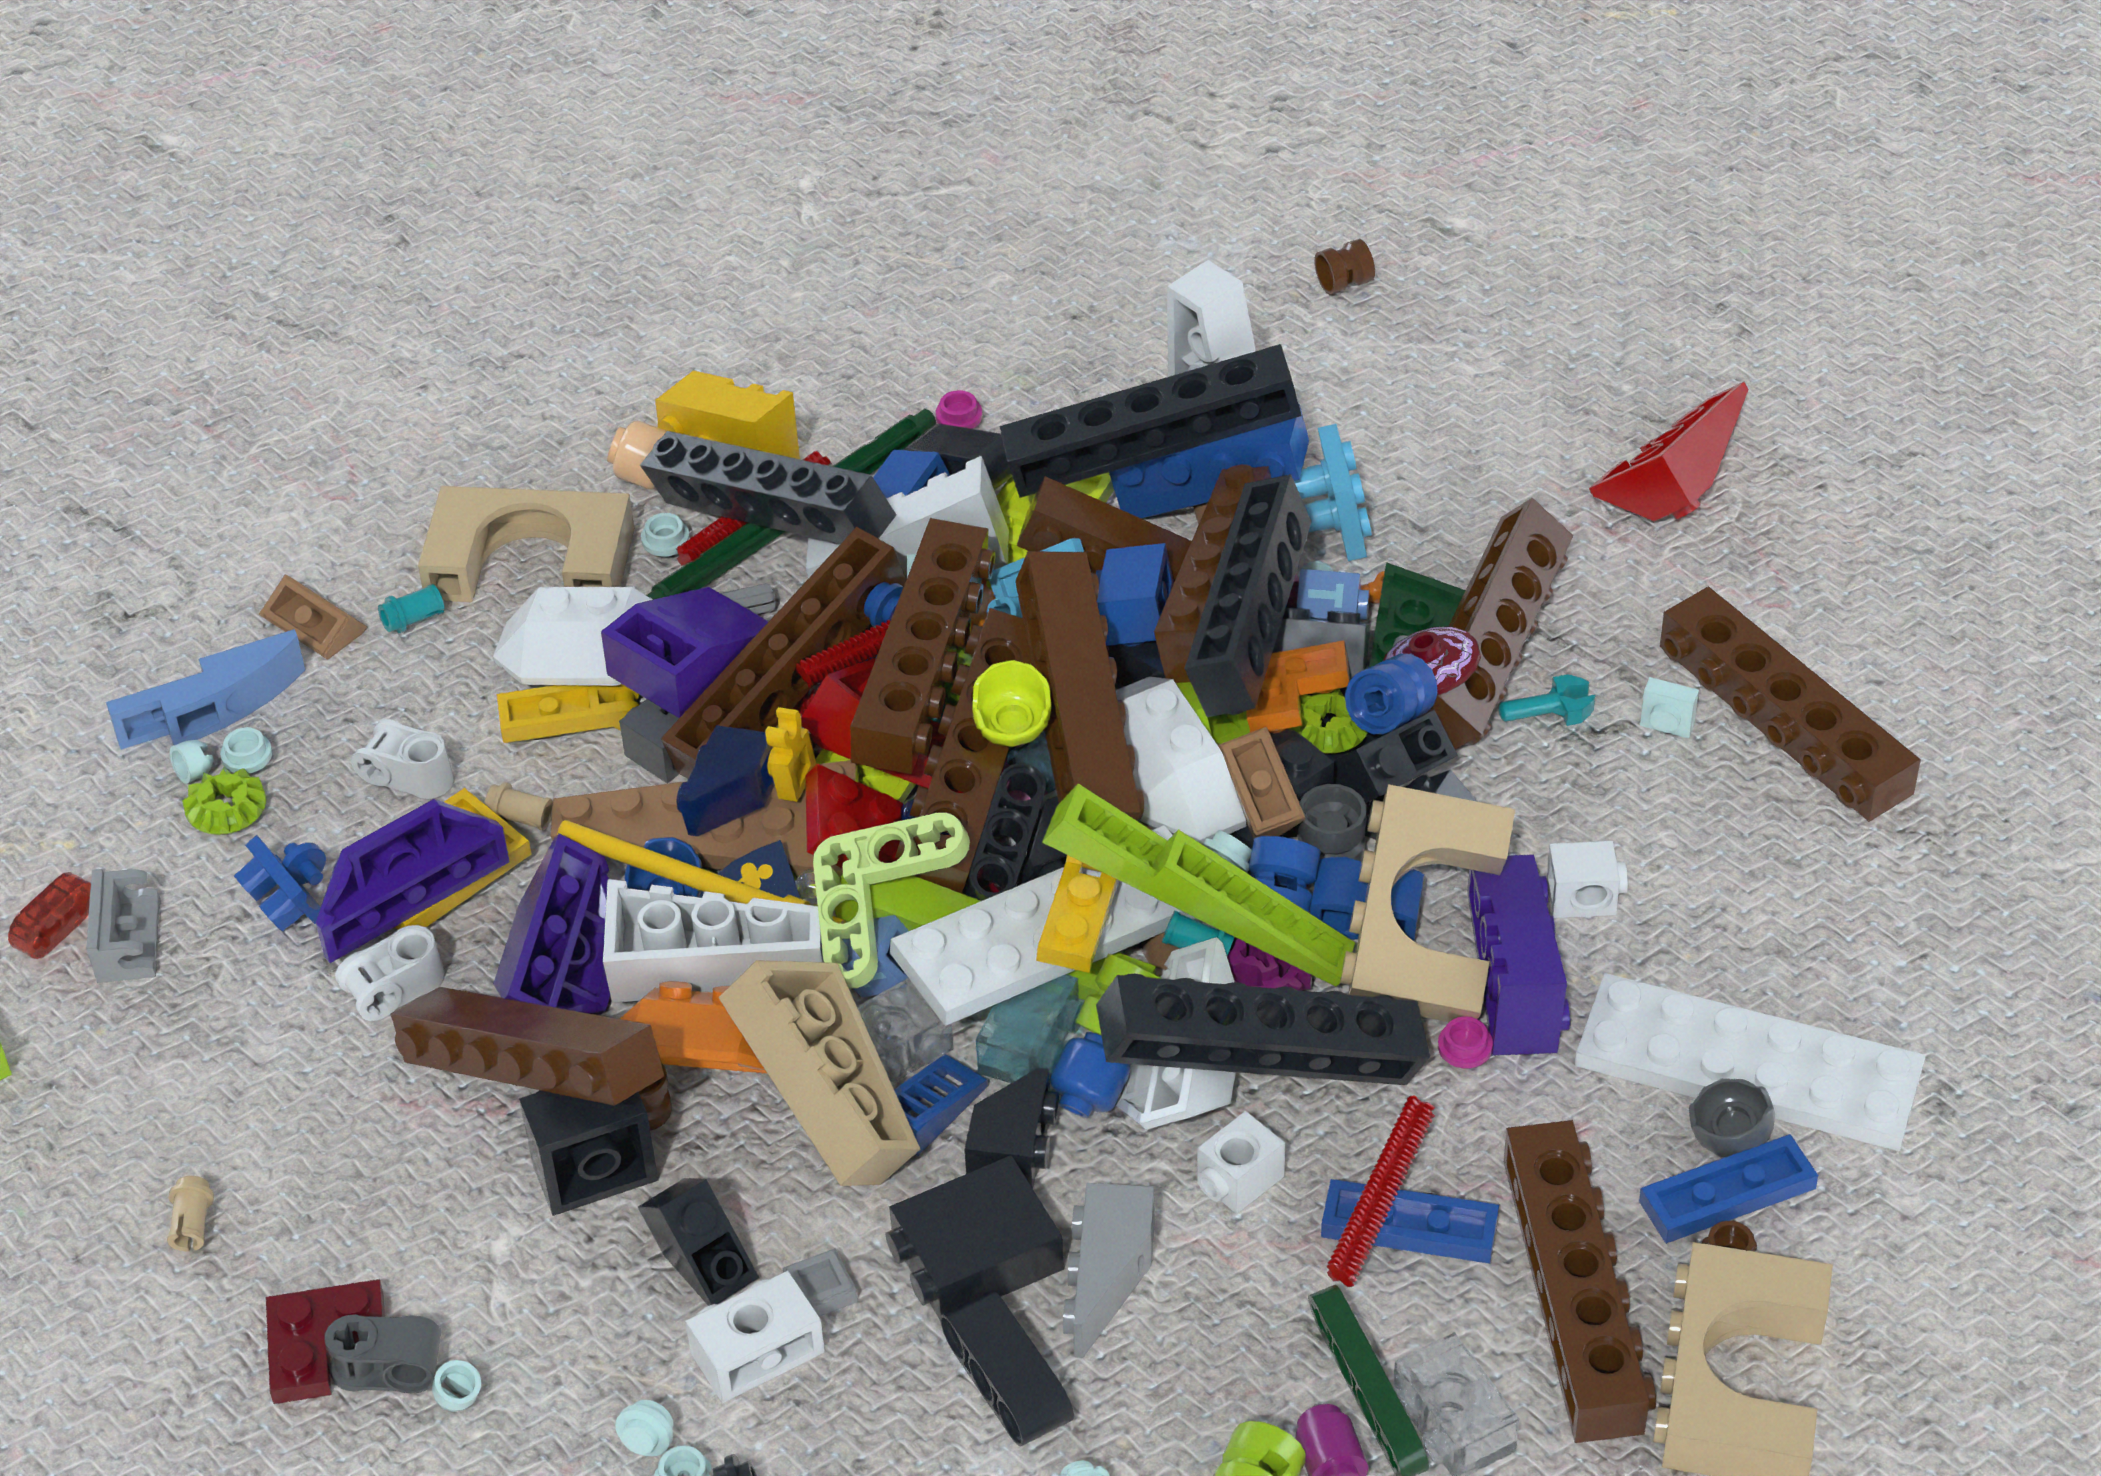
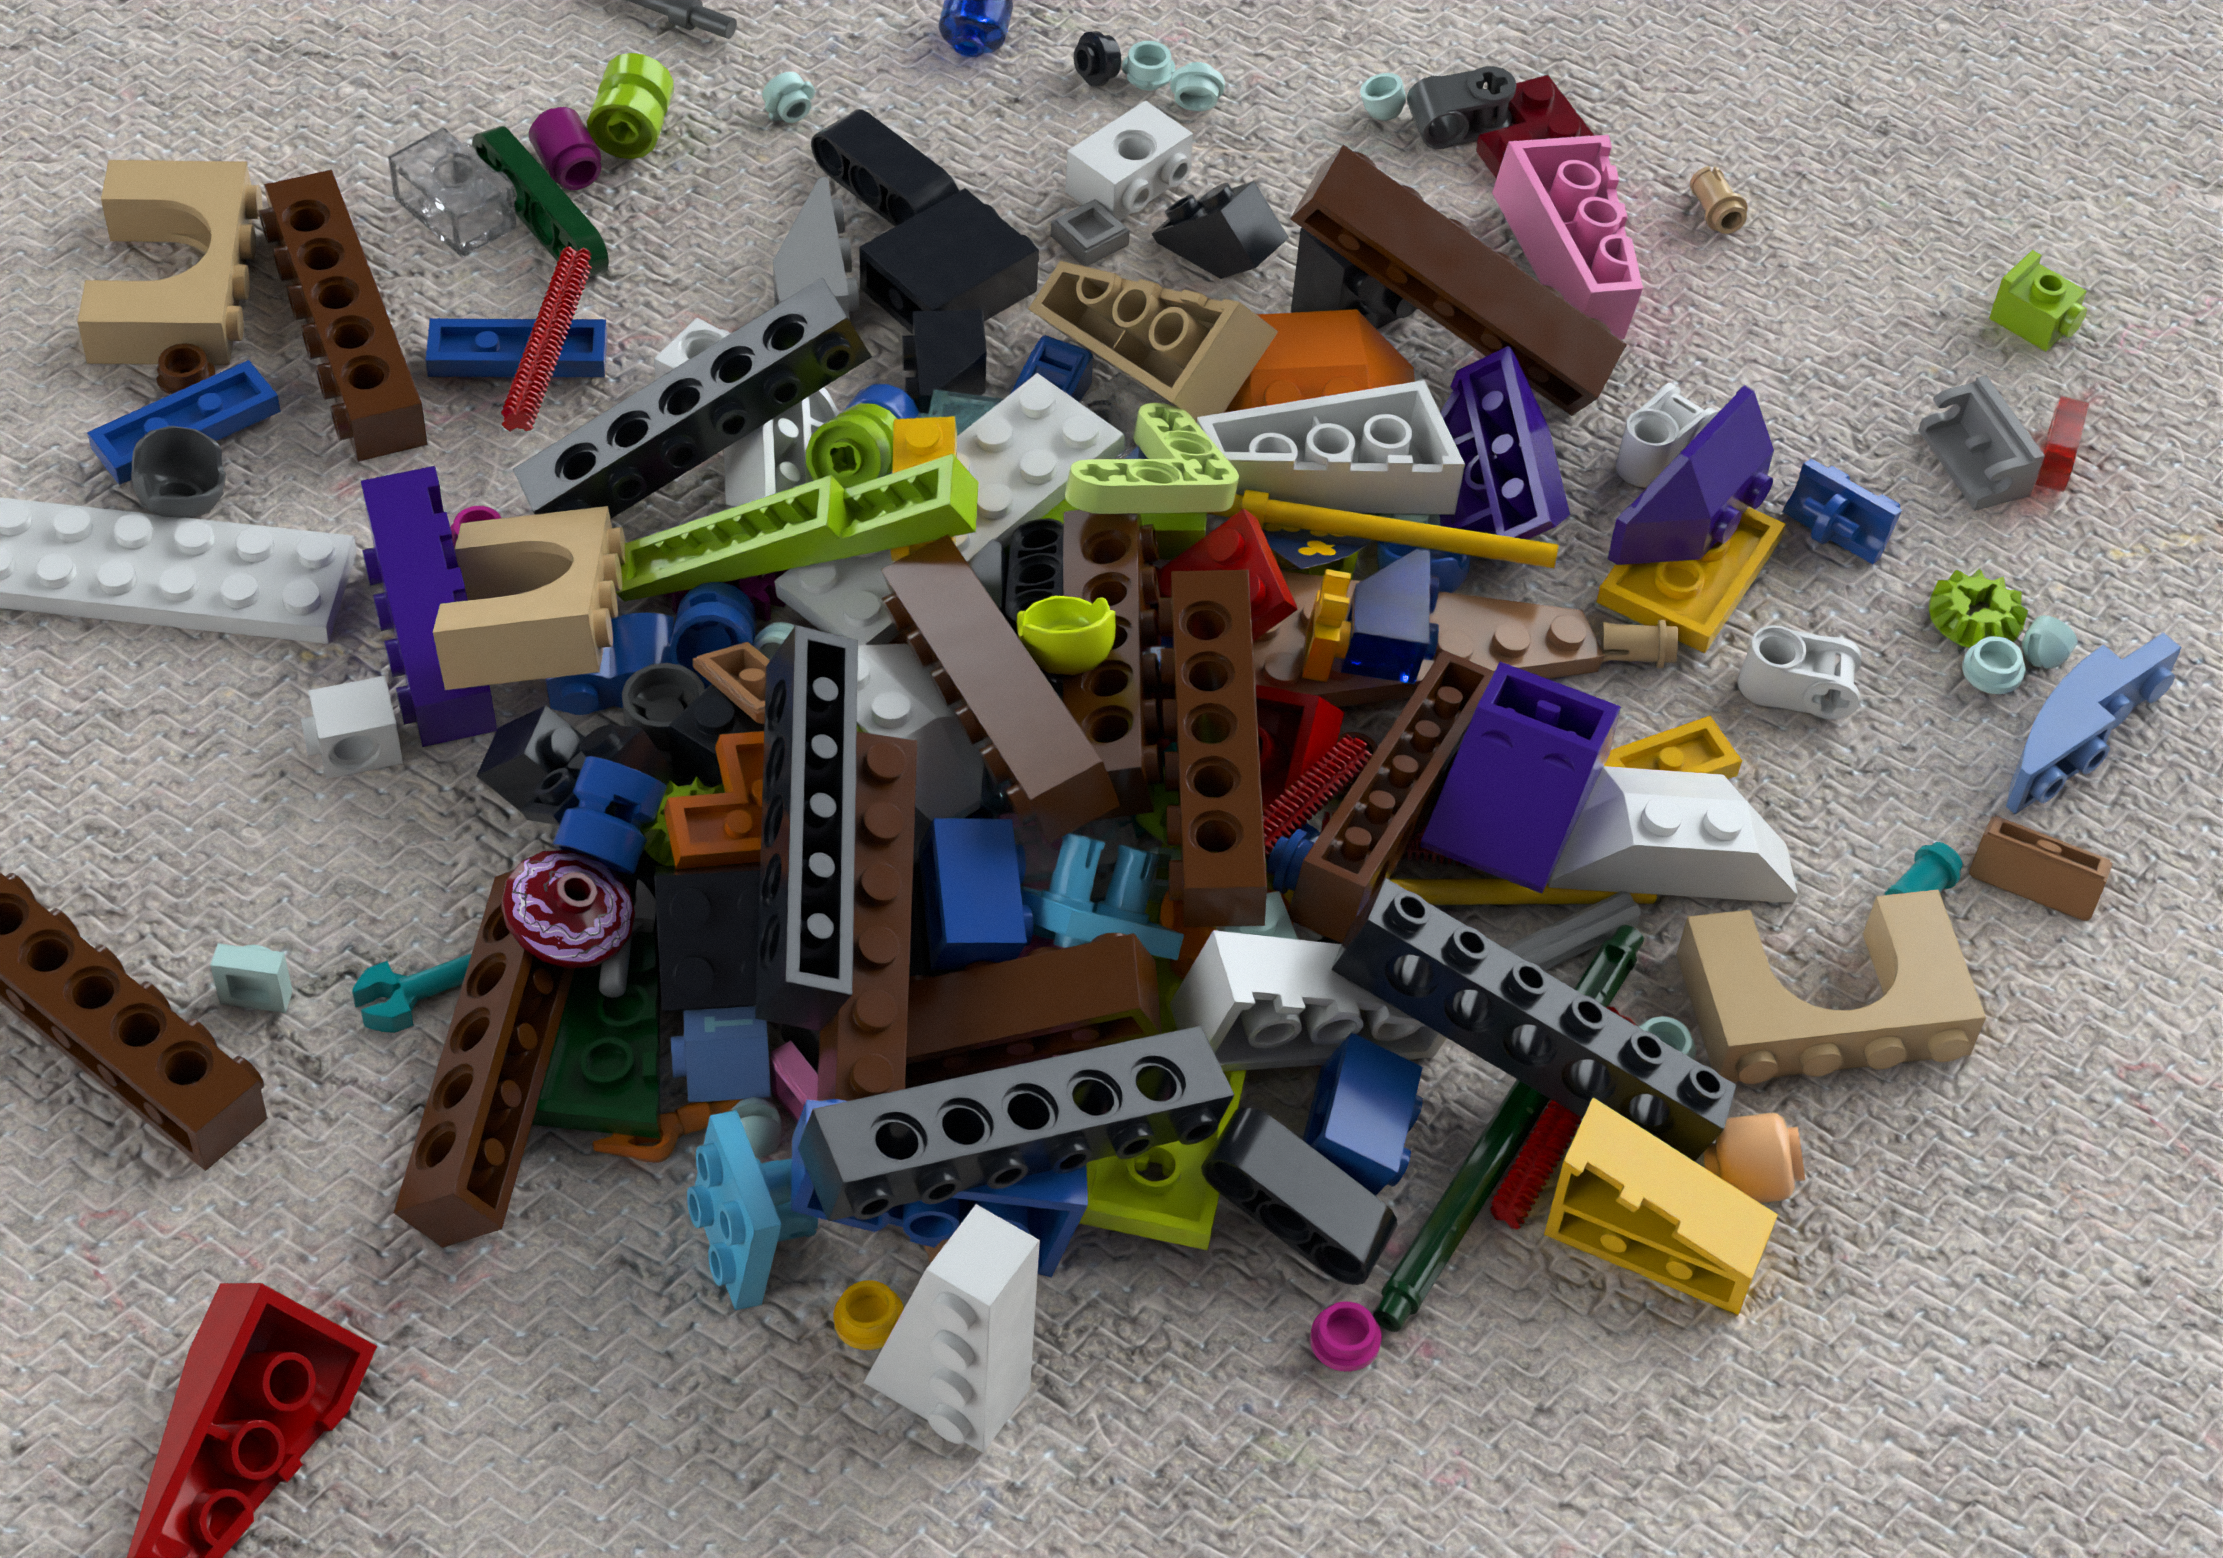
camera: 160 degrees right, 5 degrees up
(358, 1181) = (1571, 224): none -> bright pink wedge

